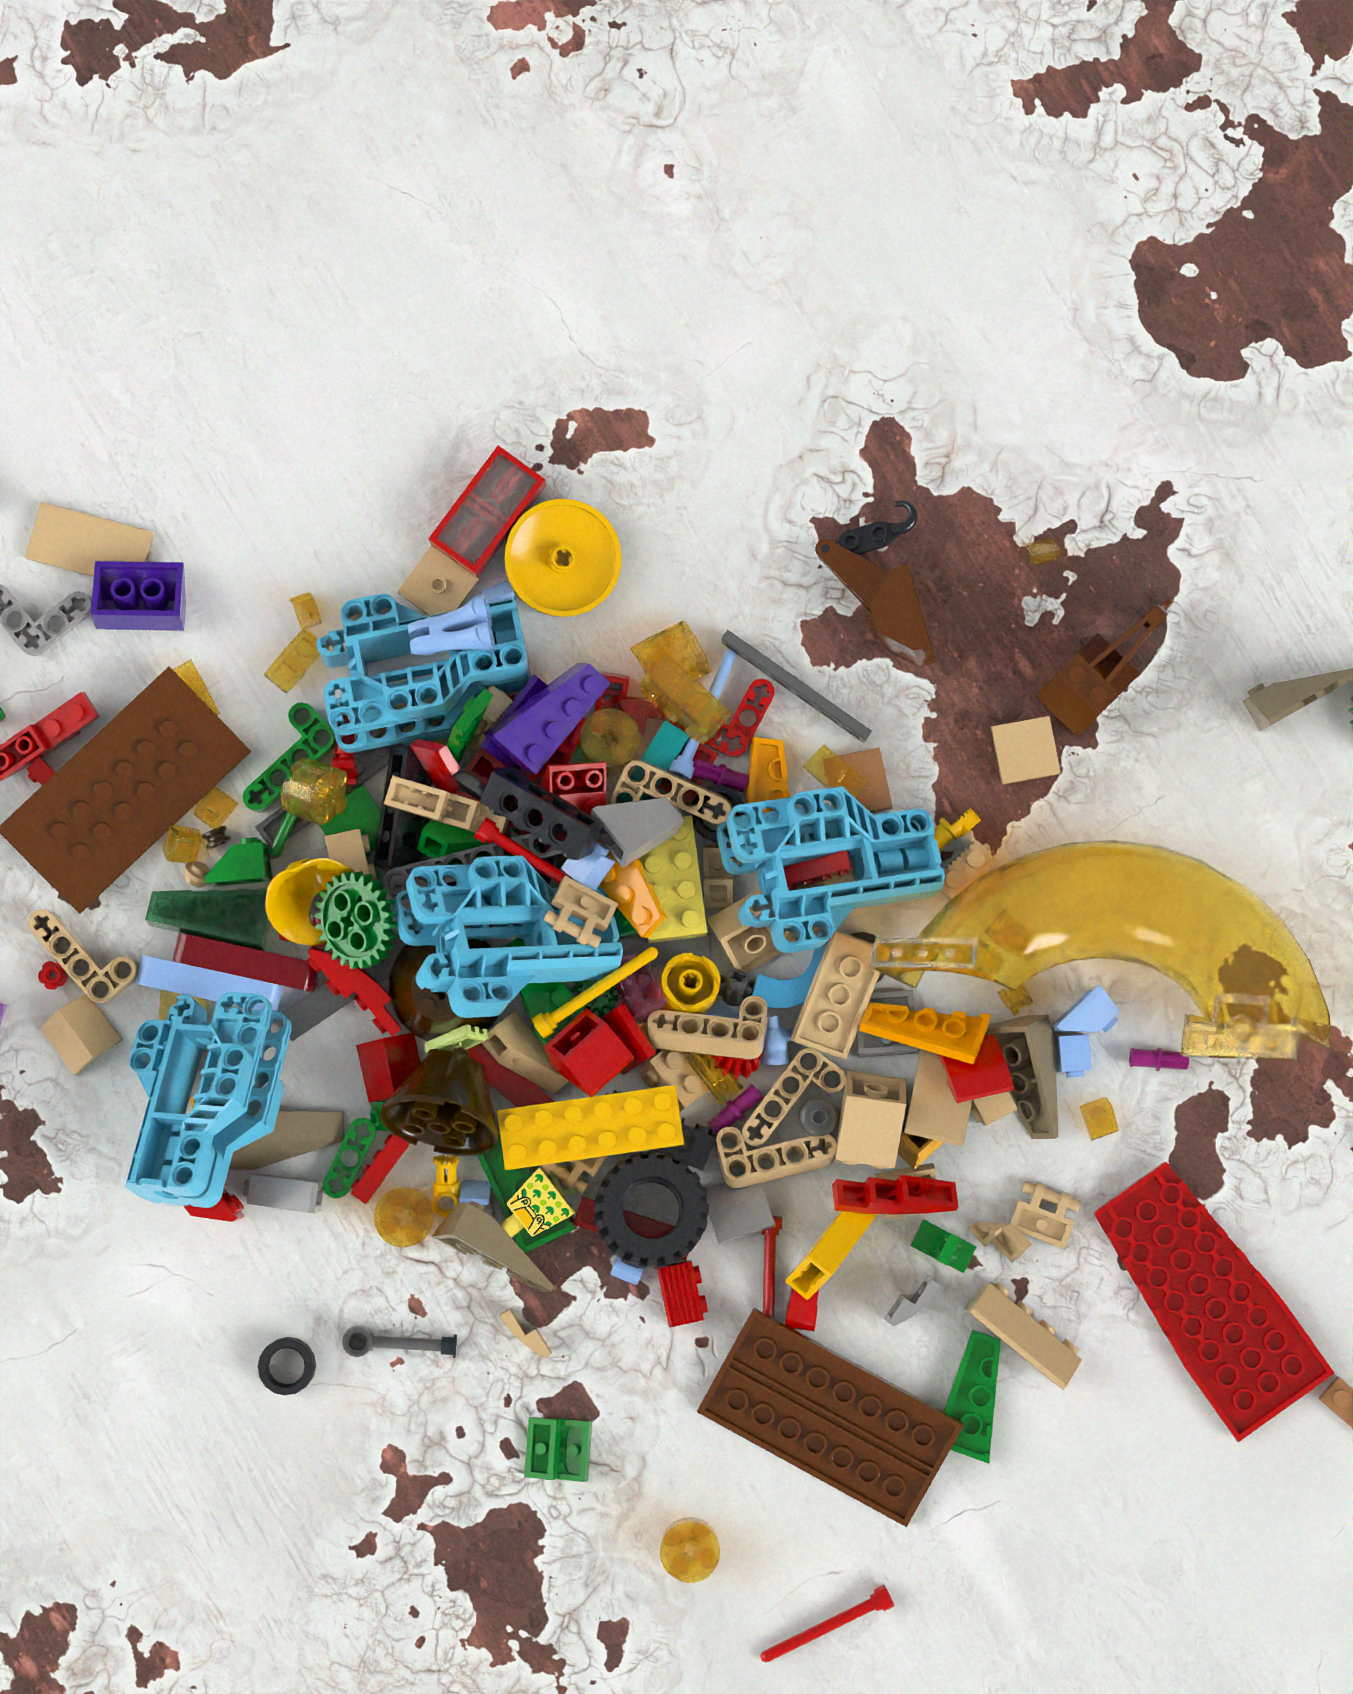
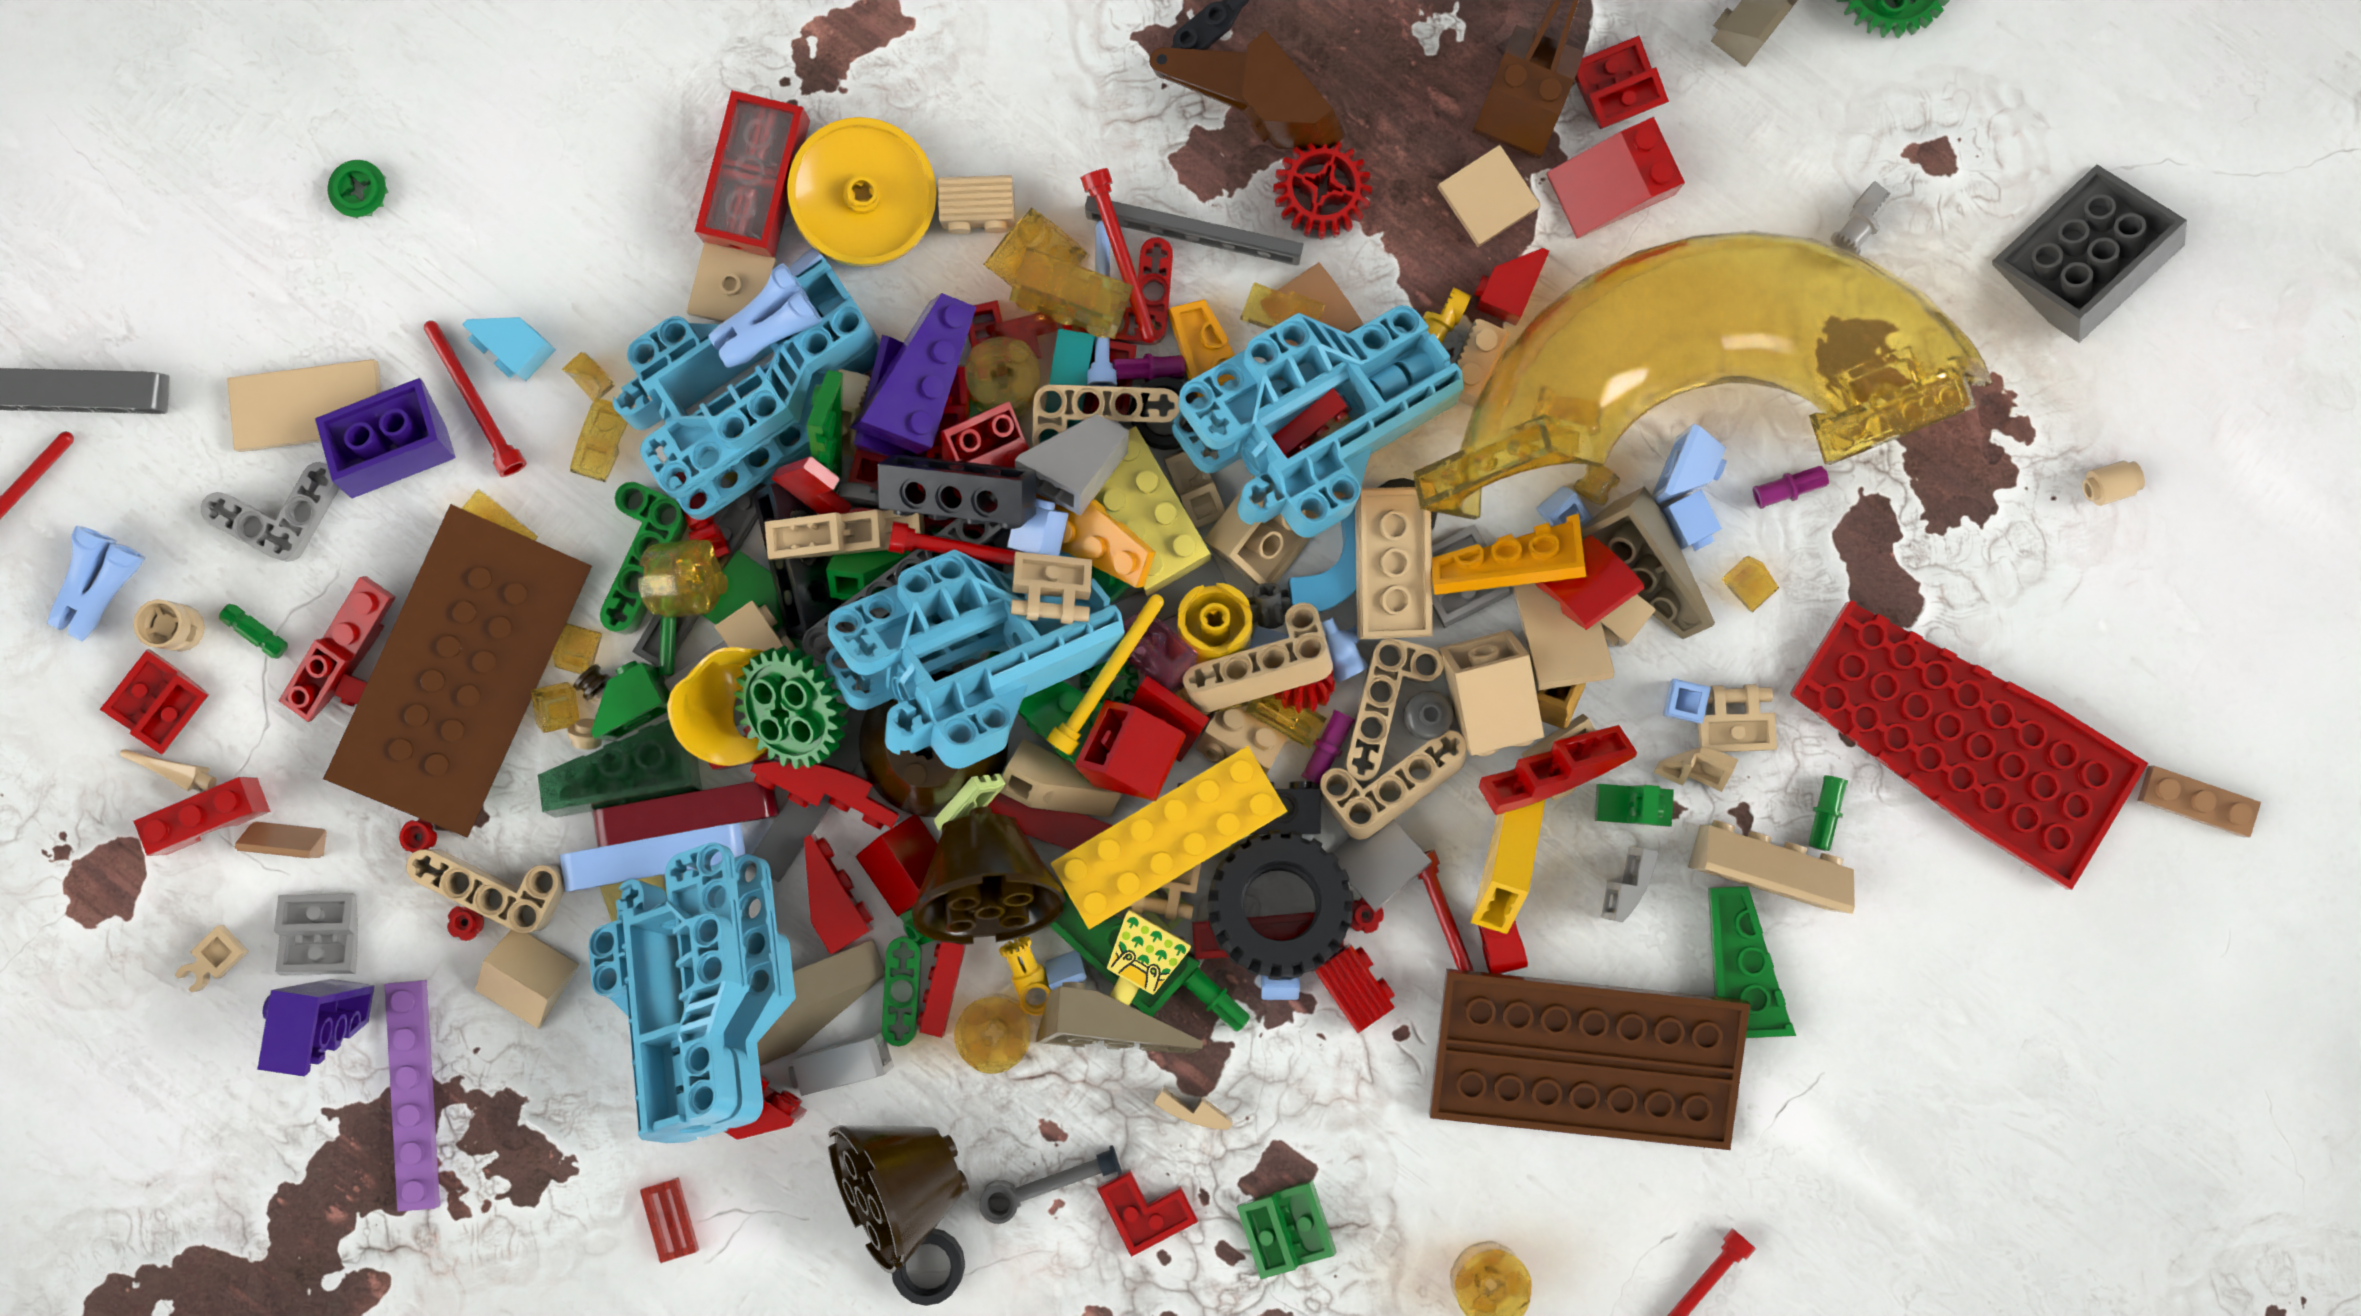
camera: 20 degrees left, 0 degrees up
(43, 890) = (408, 835): none -> red plate
(113, 1252) = (683, 1215): none -> clear red tile
(182, 391) = (342, 185): none -> green gear
(221, 645) = (506, 458): none -> red piece
(260, 562) = (513, 342): none -> medium azure slope
(288, 1296) = (895, 1185): none -> dark brown cone
(325, 1076) = (832, 905): none -> red slope
(456, 1401) = (1142, 1222): none -> red tile
(576, 1260) = (1216, 1000): none -> green axle
(643, 599) = (976, 203): none -> tan brick
(704, 1248) = (1369, 924): none -> red plate
(737, 627) = (1098, 186): none -> red piece
(913, 704) = (1334, 194): none -> red gear
(985, 1003) = (1563, 504): none -> light blue slope
(1013, 824) = (1510, 286): none -> red slope
(1013, 1186) = (1686, 701): none -> light blue slope
(1083, 1311) = (1827, 812): none -> green axle
(1125, 776) = (1616, 178): none -> slope
(1159, 705) = (1619, 83): none -> red slope
(1293, 885) = (1861, 220): none -> light grey connector

